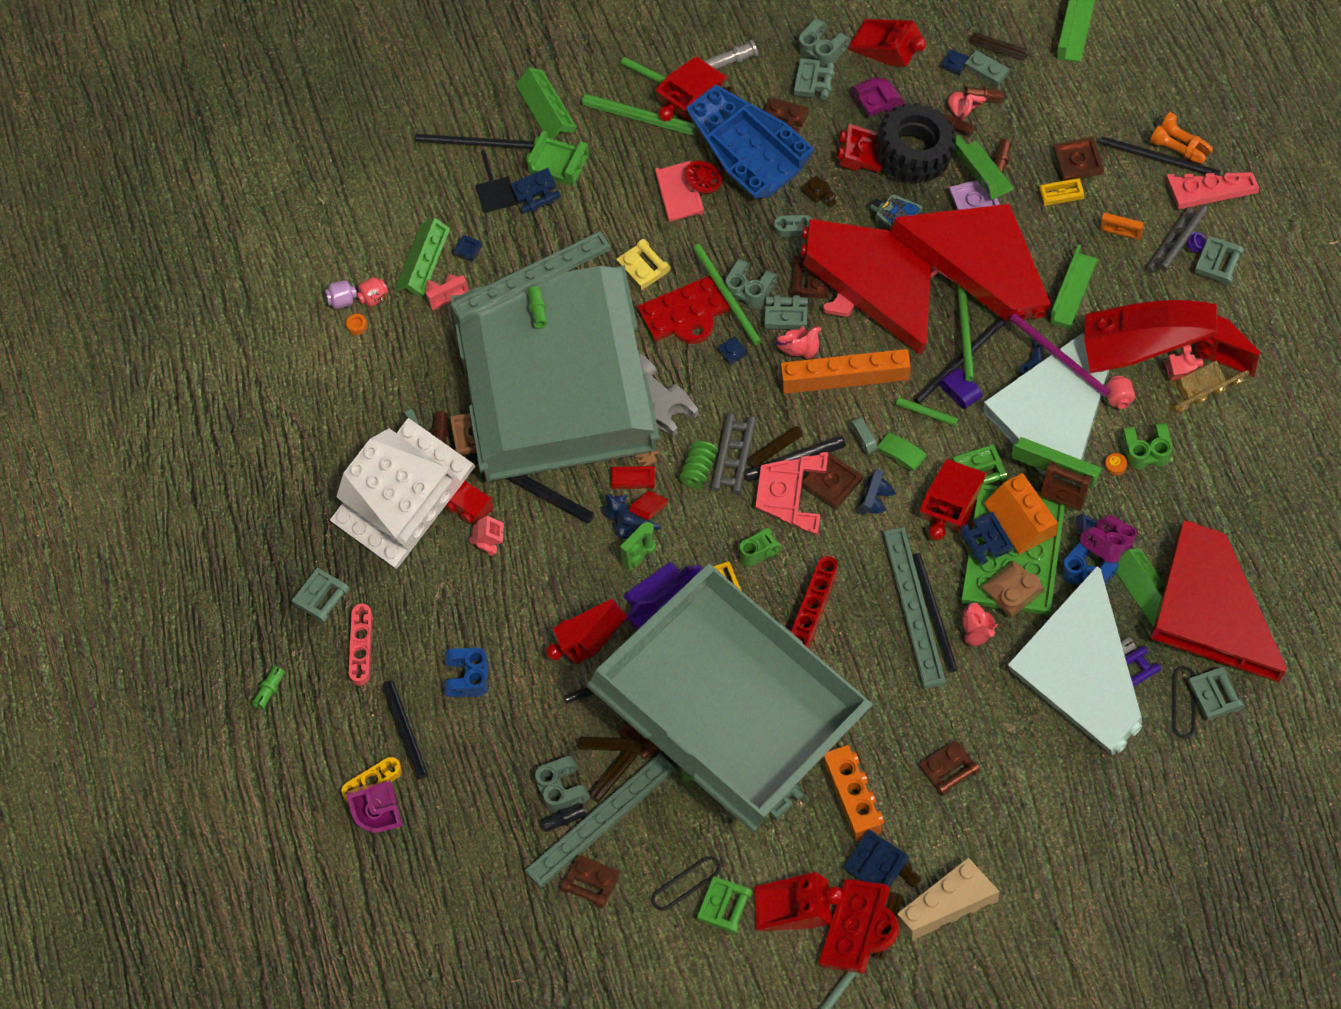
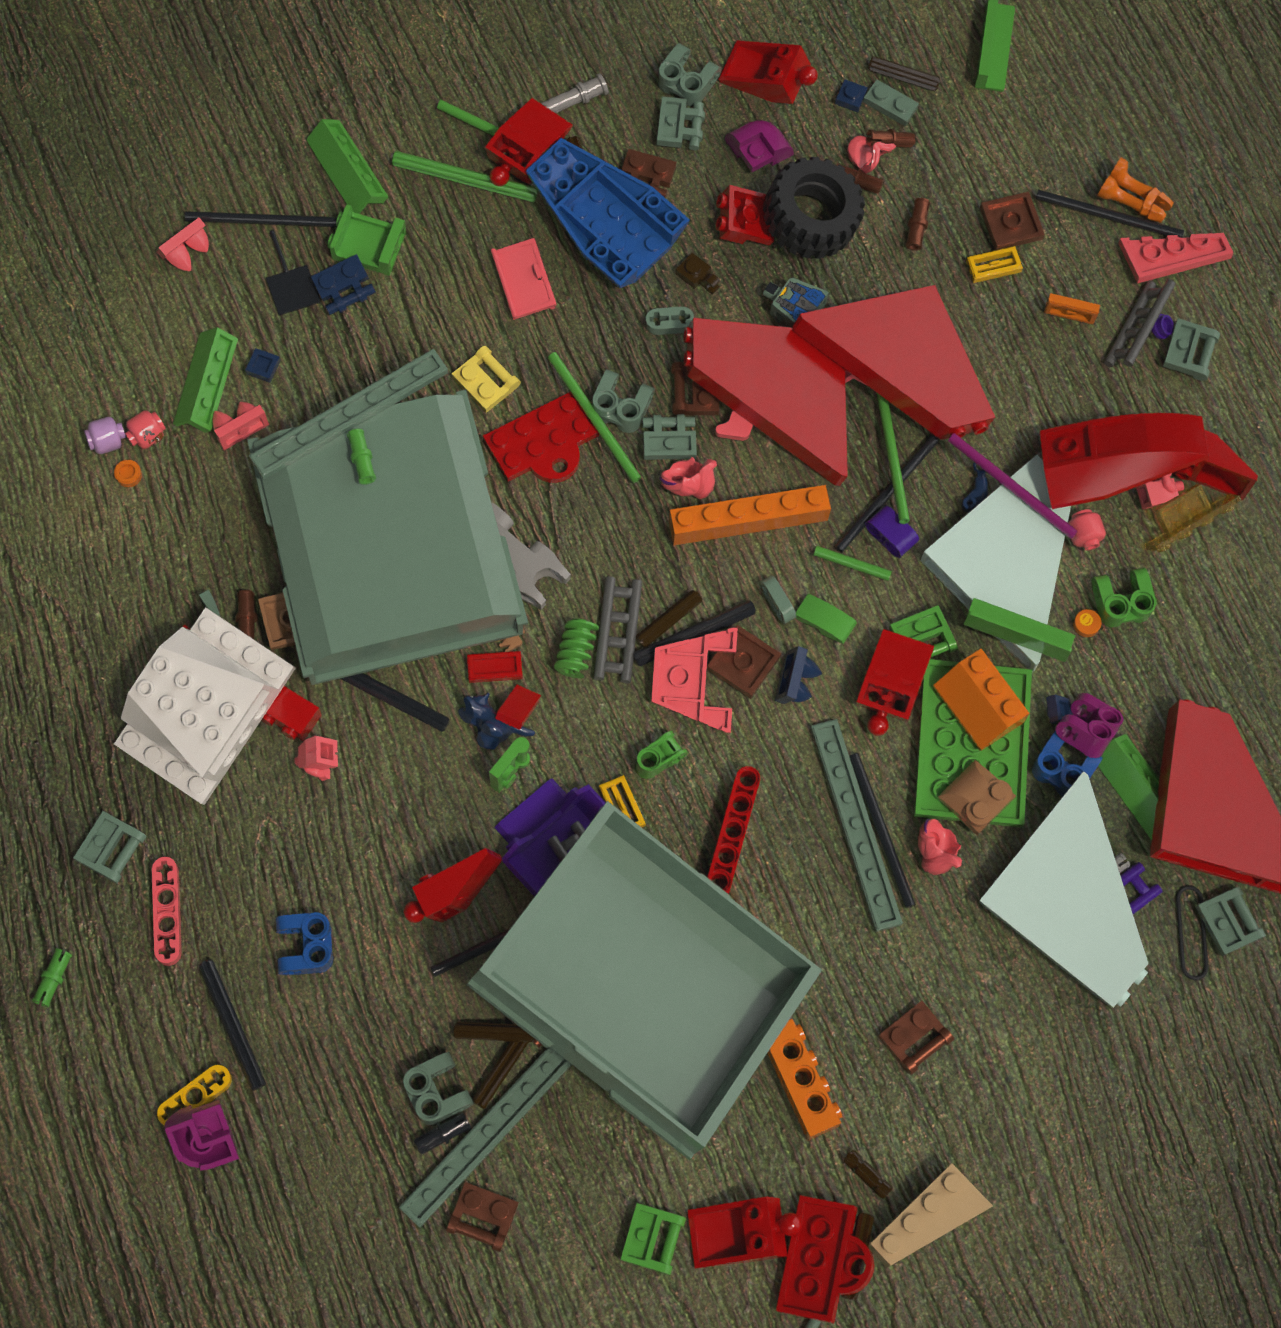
camera: 15 degrees left, 10 degrees up
(406, 162) = (175, 250): none -> coral tile
(680, 876) = (616, 1214): black piece -> none
(703, 176) = (552, 259): red wheel -> none
(732, 350) = (605, 491): dark blue plate -> none
(876, 860) = (837, 1169): dark blue slope -> none
(970, 196) = (889, 274): lavender plate -> none
(982, 168) = (898, 239): bright green panel -> none
(991, 533) = (948, 729): dark blue plate -> none
(1063, 491) = (1031, 667): copper plate -> none
(1073, 289) = (1019, 395): bright green panel -> none

